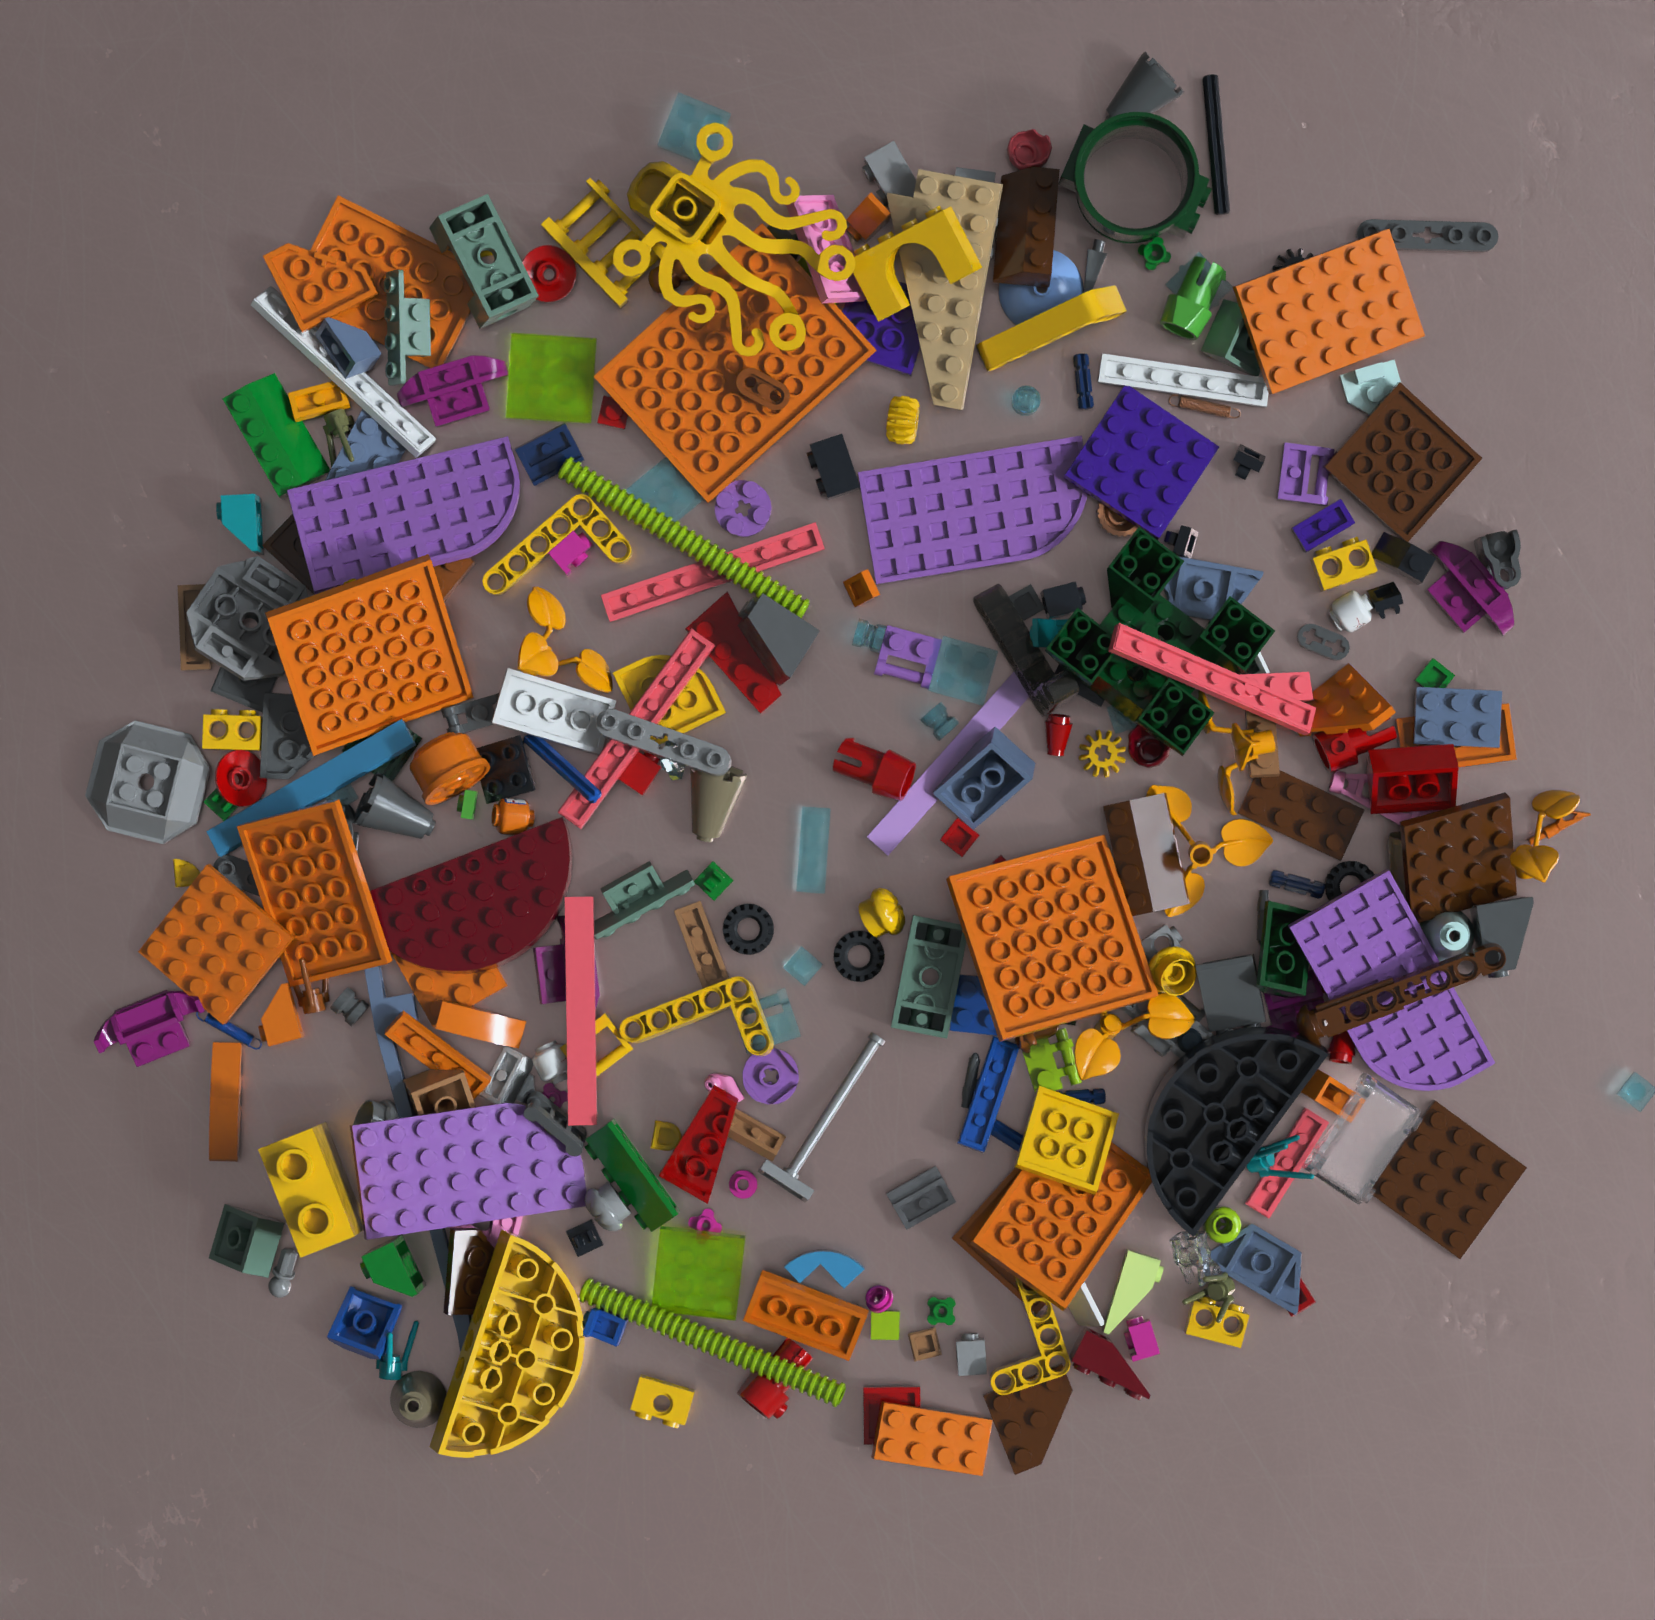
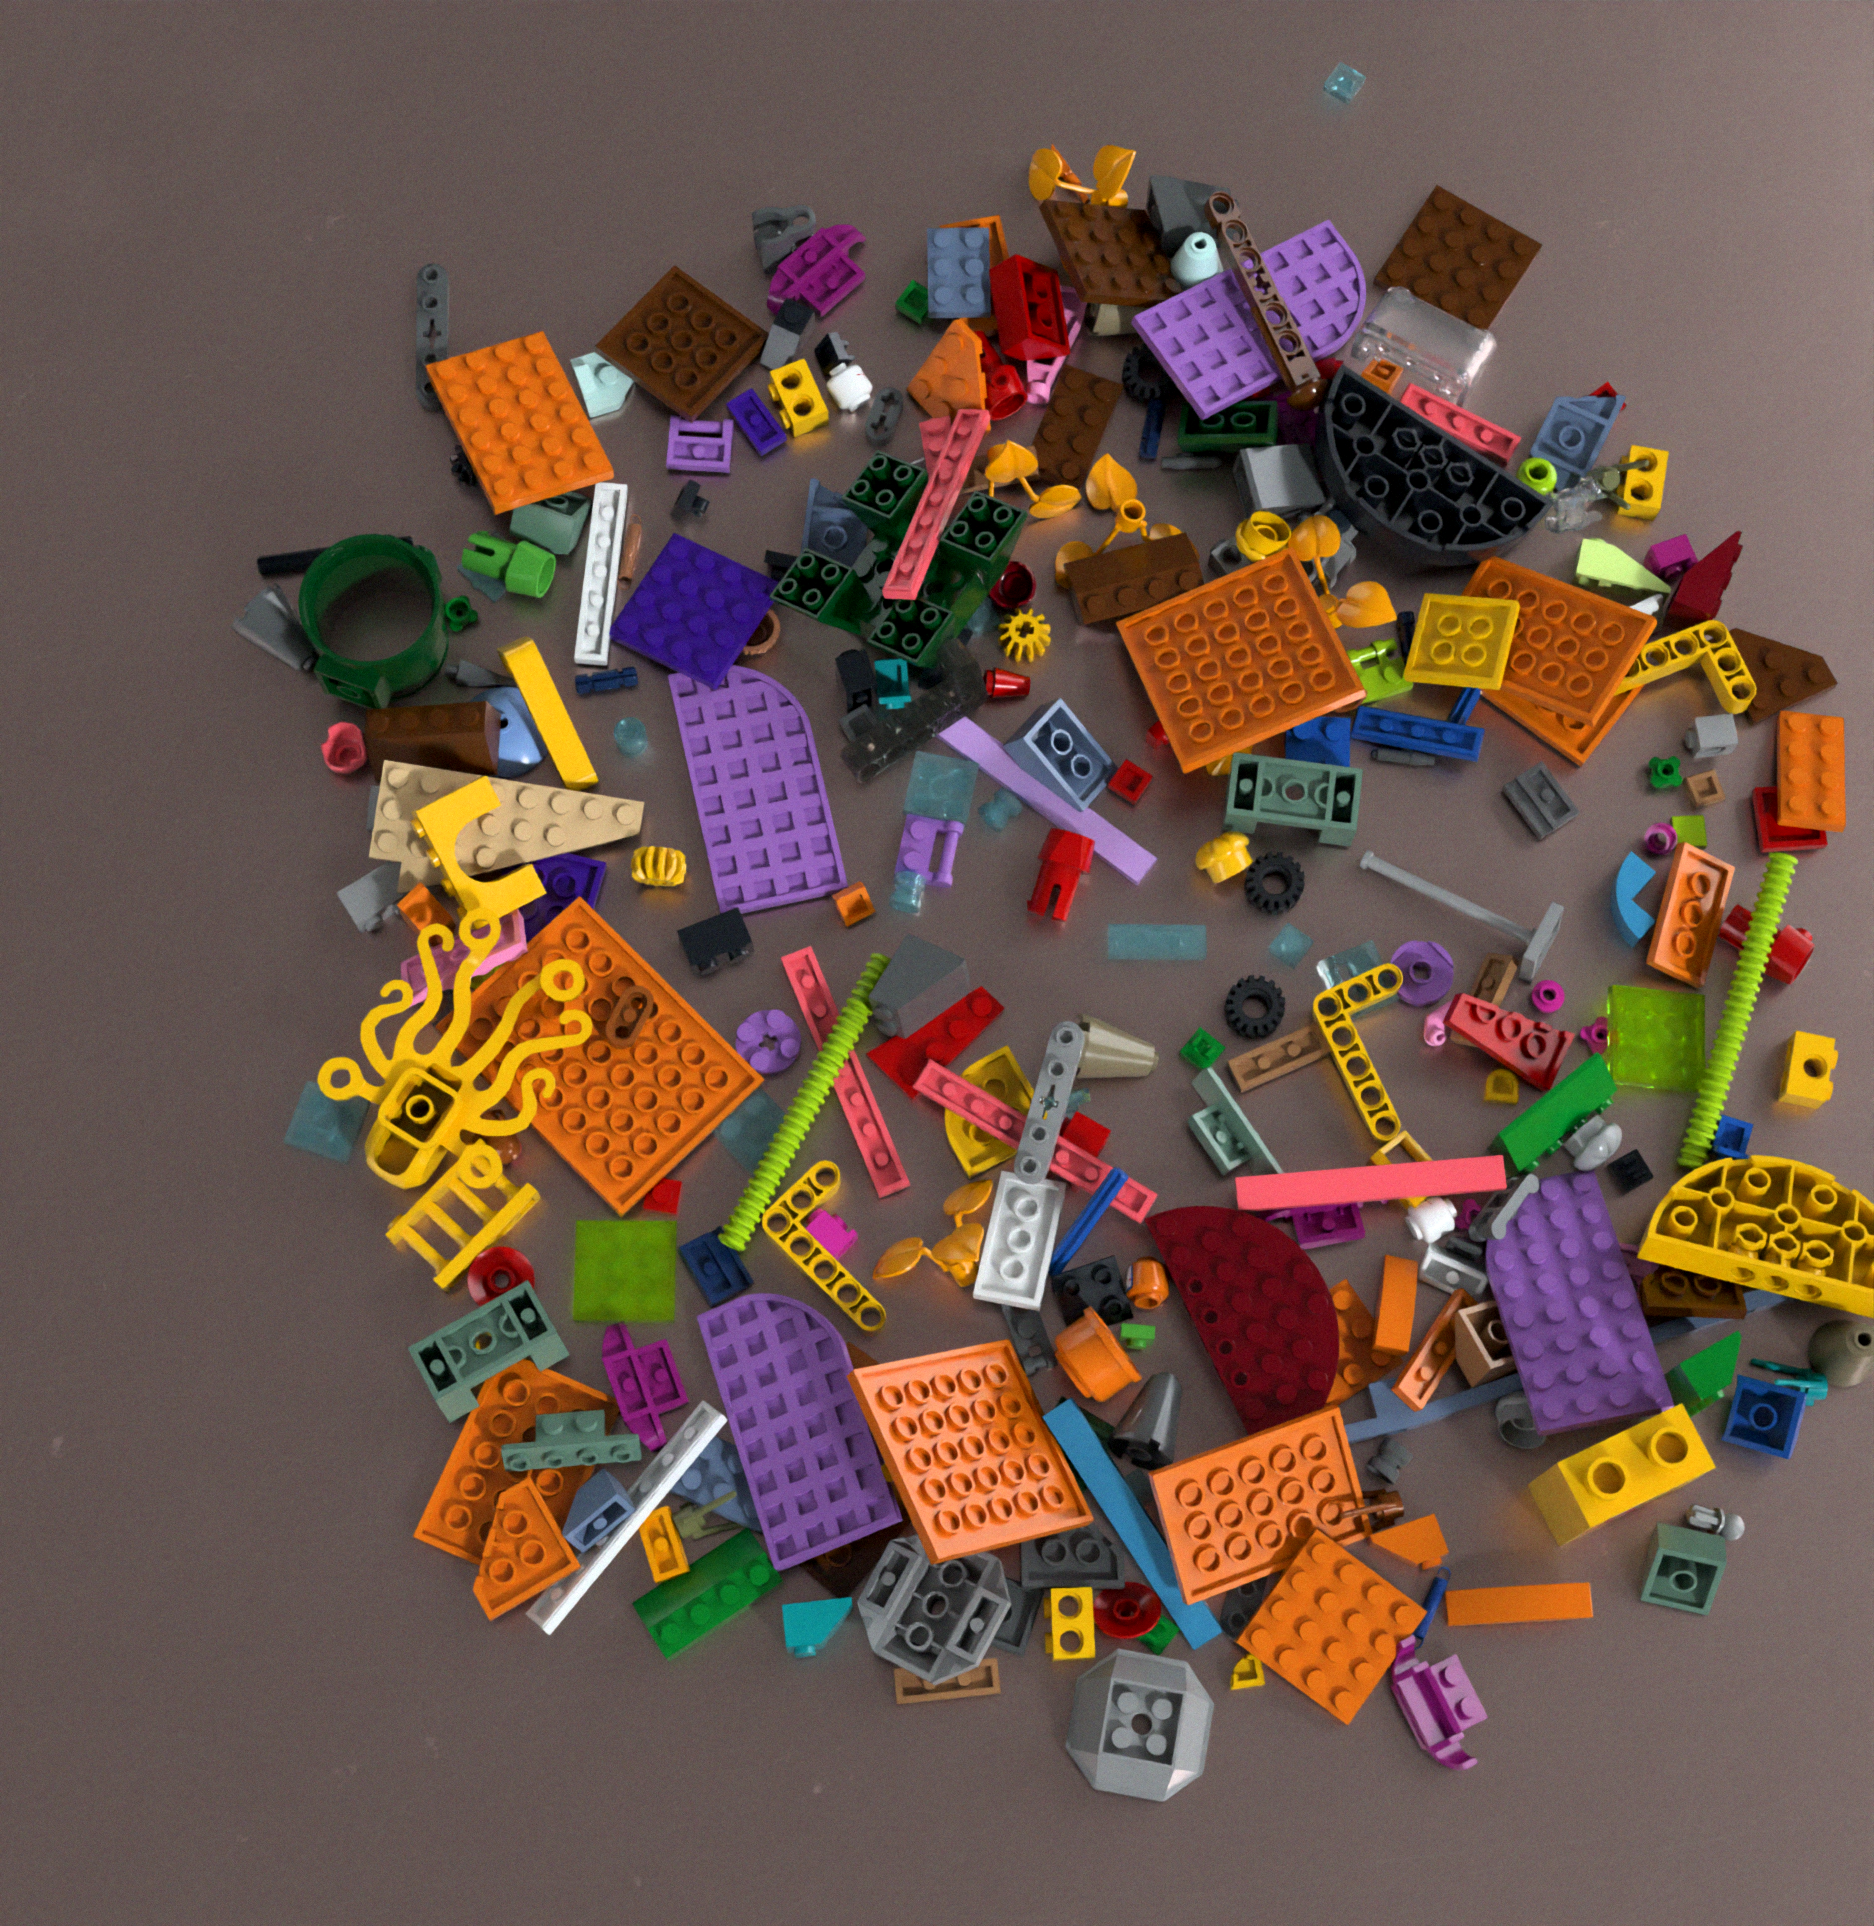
camera: 95 degrees left, 15 degrees down
(1265, 1159) = (1470, 441): teal plant -> none

